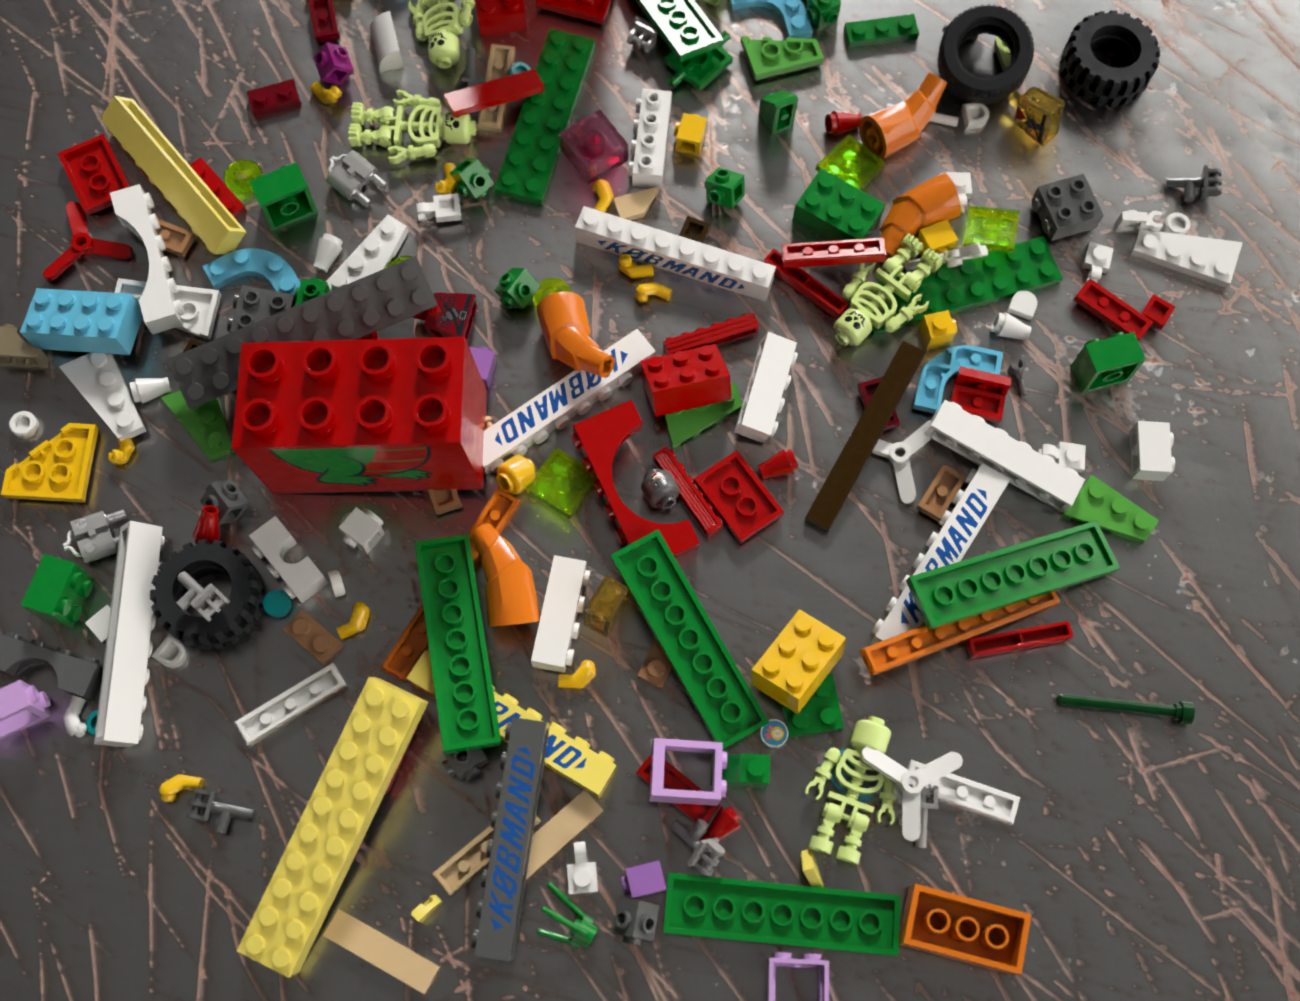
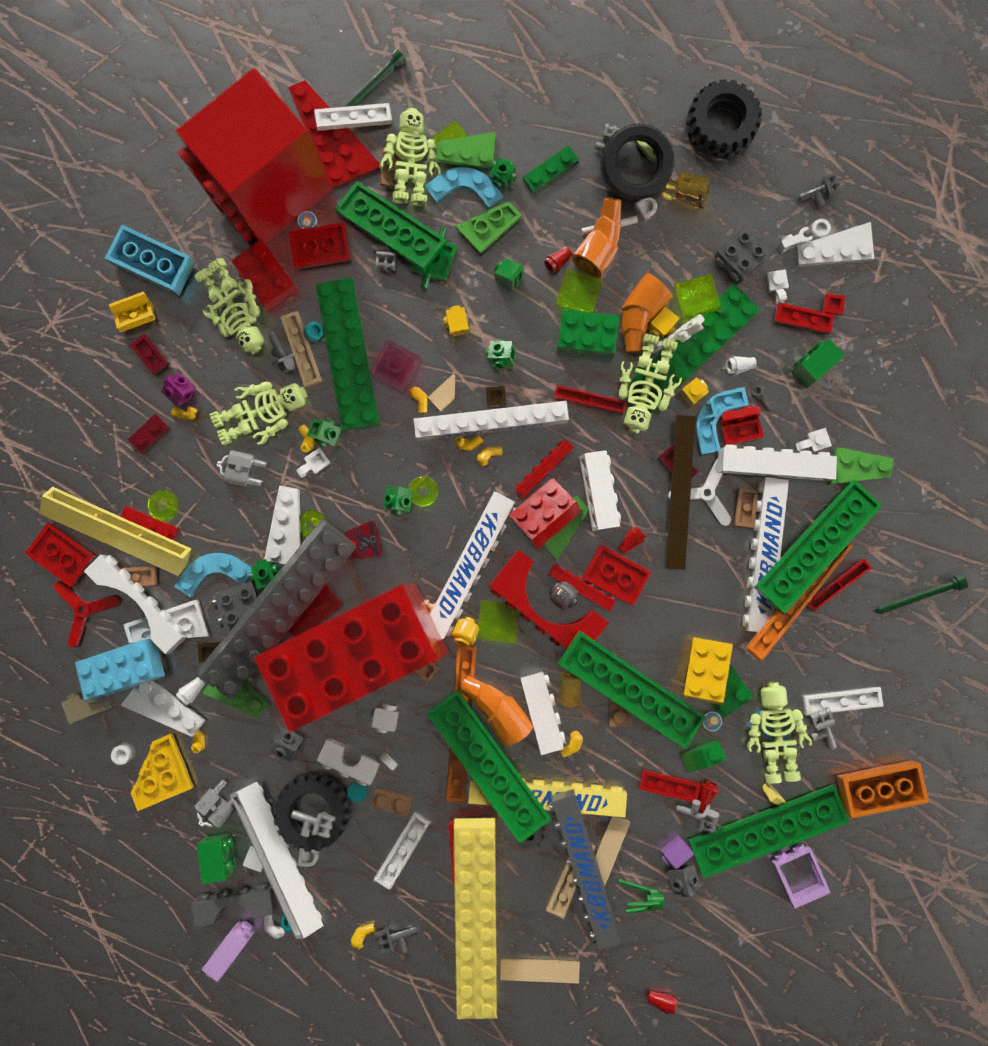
camera: 20 degrees left, 15 degrees up
(207, 525) = (287, 769): red cone -> none
(283, 196) = (202, 511): green brick -> none
(327, 251) = (253, 533): white cone -> none
(357, 621) = (415, 778): yellow arm -> none
(385, 43) = (205, 353): white brick -> none
(424, 910) = (553, 933): light yellow tile -> none
(486, 363) = (401, 568): medium lavender brick -> none
(493, 93) = (306, 360): red tile -> none
(568, 334) = (452, 520): orange piece -> none
(581, 875) = (636, 865): white plate -> none
(651, 138) = (431, 337): white brick -> none
(719, 786) = (654, 784): lavender window -> none
(833, 252) = (600, 371): red tile -> none
(911, 795) = (805, 715): white piece -> none
(963, 185) = (661, 271): white plate -> none
(1023, 305) = (741, 342): white tile -> none
(1151, 451) = (870, 411): white brick -> none

